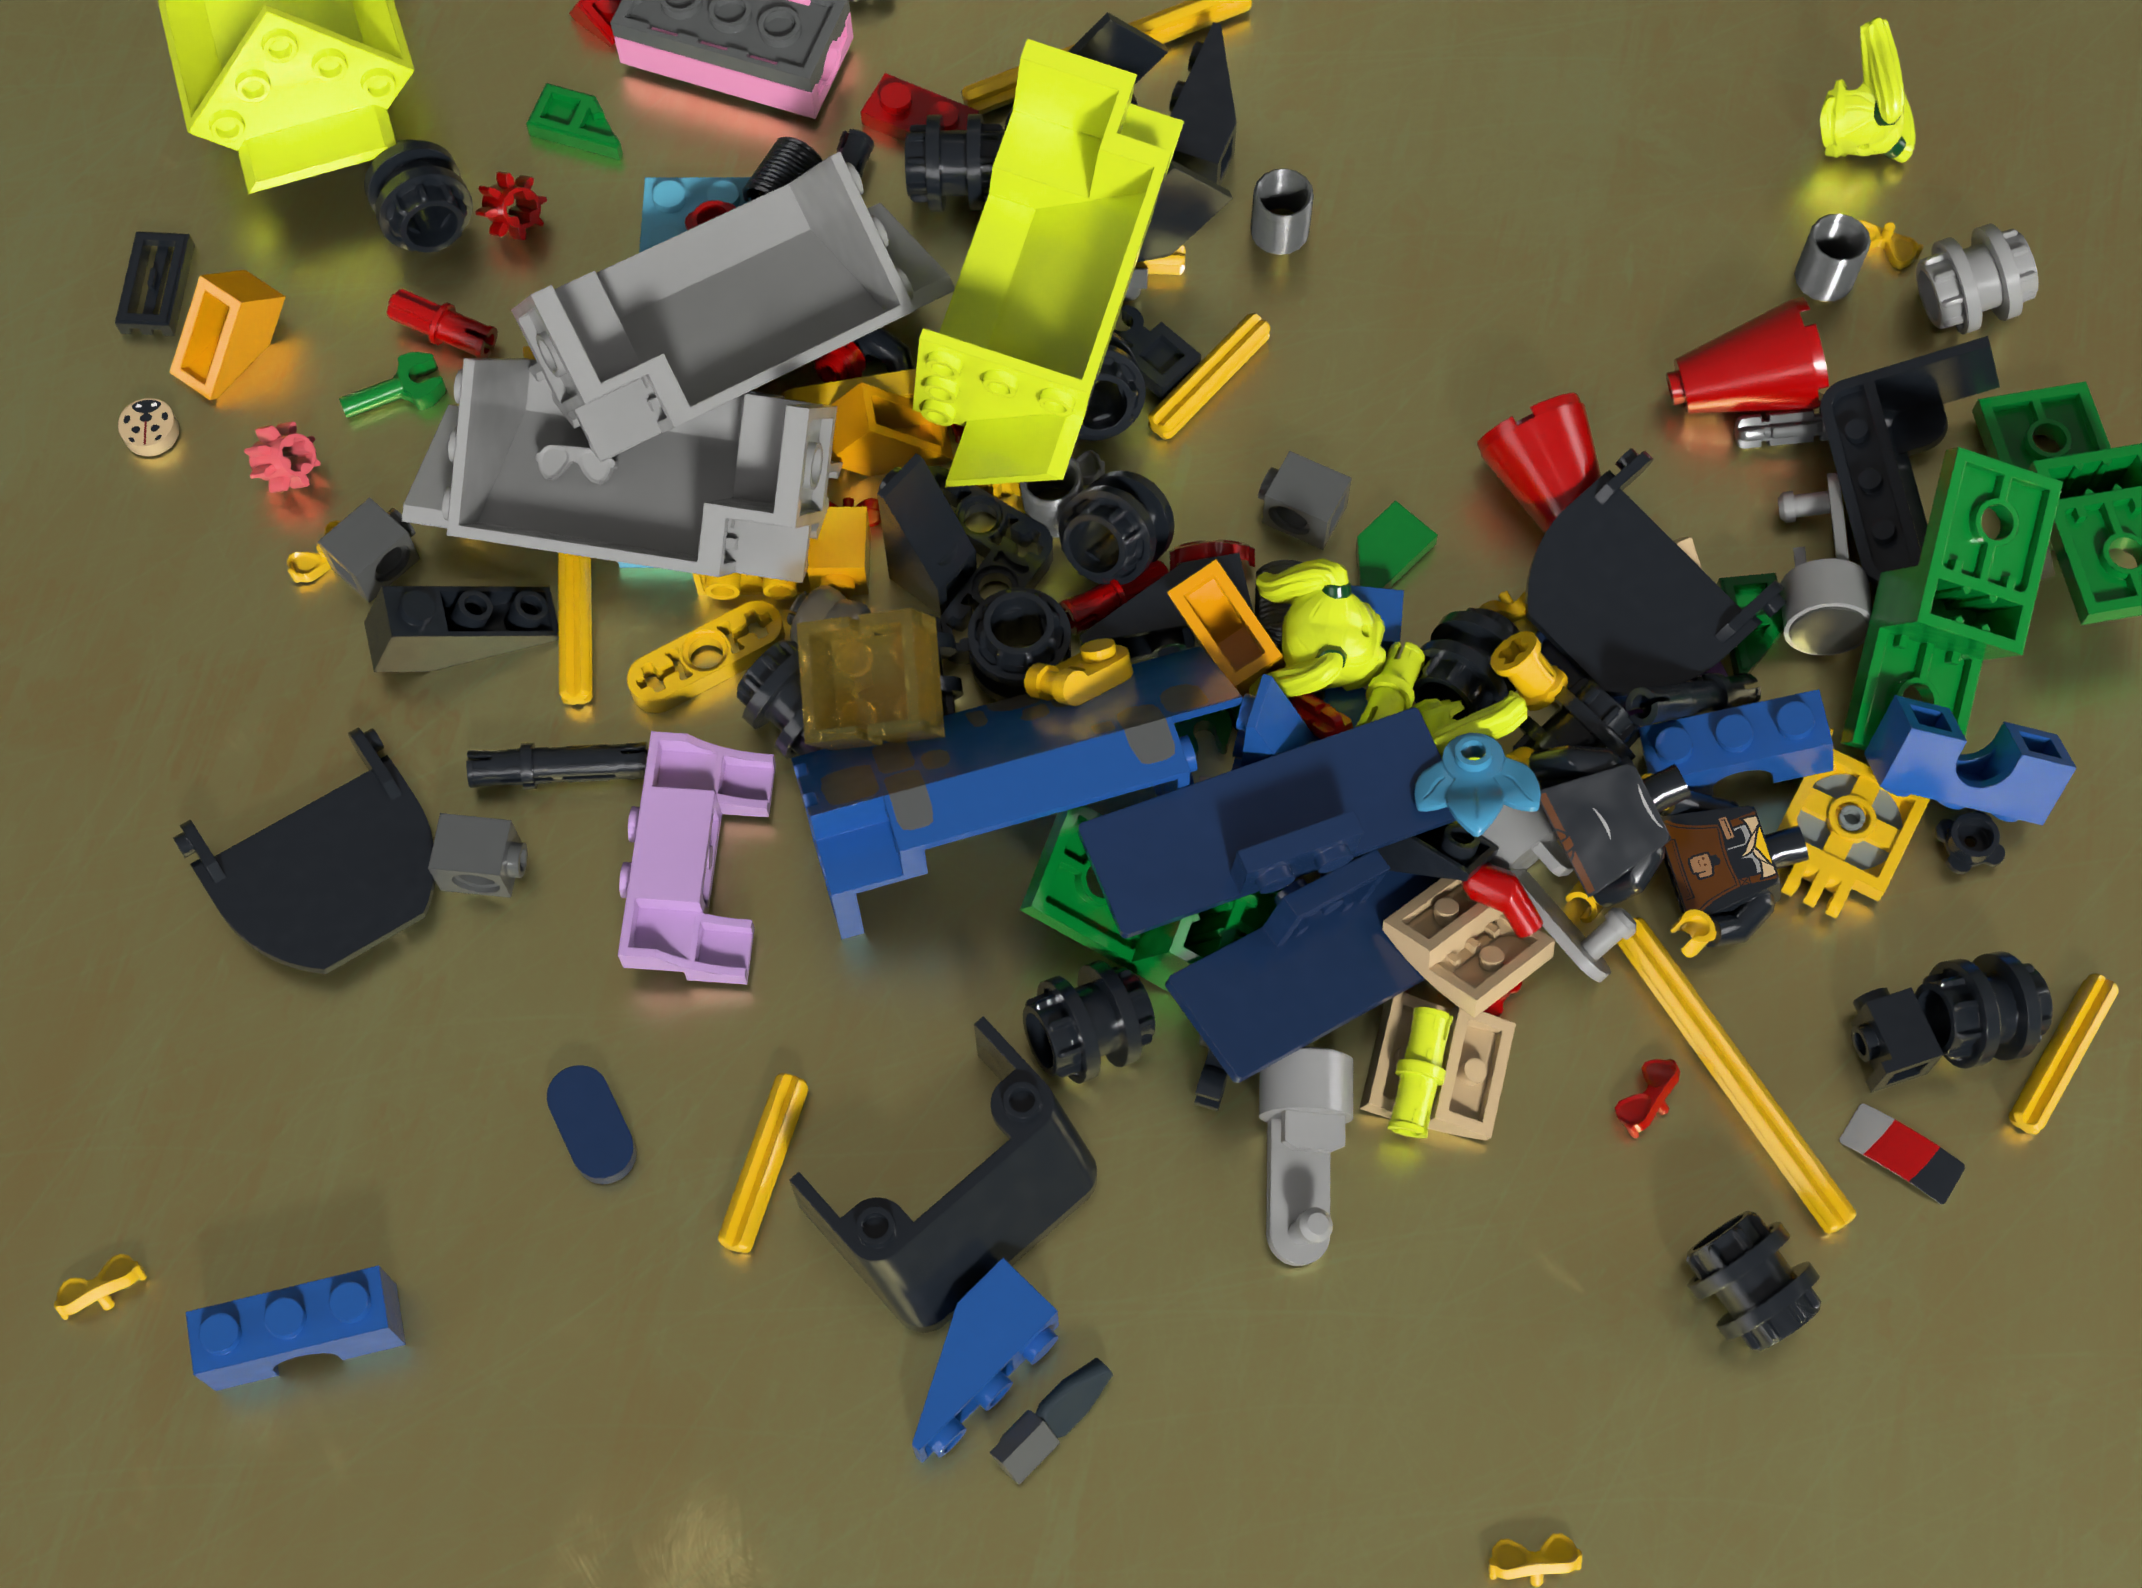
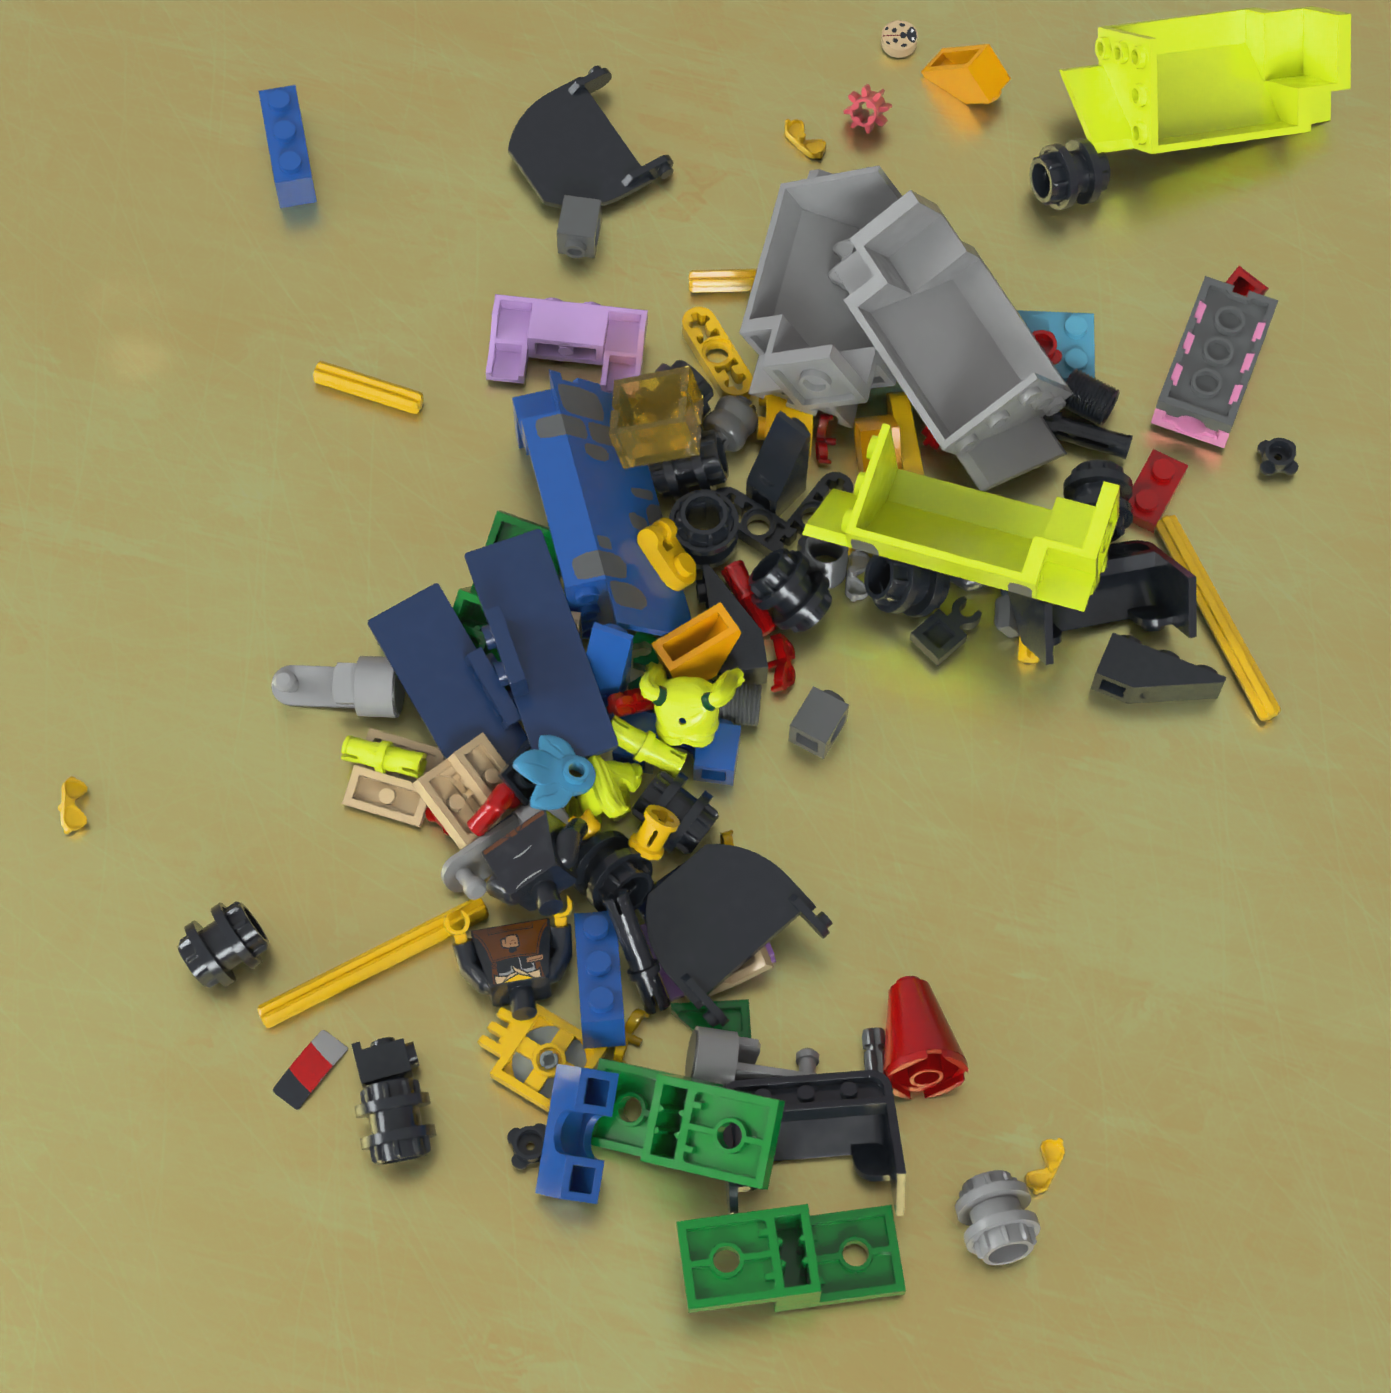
camera: 90 degrees right, 0 degrees up
(115, 1275) = (333, 61): yellow piece -> none
(149, 320) = (1011, 40): black tile -> none
(370, 548) = (797, 155): dark grey brick -> none
(401, 386) = (928, 177): green bar -> none
(441, 323) = (973, 196): red axle -> none
(455, 624) = (741, 209): black slope -> none
(501, 195) = (1074, 233): red gear -> none
(545, 765) = (641, 257): black pin -> none
(573, 121) = (1146, 273): green tile -> none
(591, 1124) = (402, 296): dark blue tile -> none
(887, 349) = (947, 469): black arm -> none
(987, 1340) = (240, 500): blue slope -> none
(988, 1216) = (337, 529): black windscreen -> none
(1037, 1433) = (187, 533): piece -> none
(1080, 1024) = (434, 558): black piece -> none
(1209, 376) = (928, 670): yellow axle -> none
(1283, 190) = (1061, 703): dark grey piece -> none
(1391, 547) = (780, 778): green tile -> none
(1544, 456) = (838, 880): red cone -> none
(1640, 1109) = (372, 913): red piece -> none
(1832, 257) = (1025, 1093): dark grey piece -> none
(1877, 113) = (1155, 1159): neon yellow hair -> none
(2063, 1054) = (367, 1184): yellow axle -> none

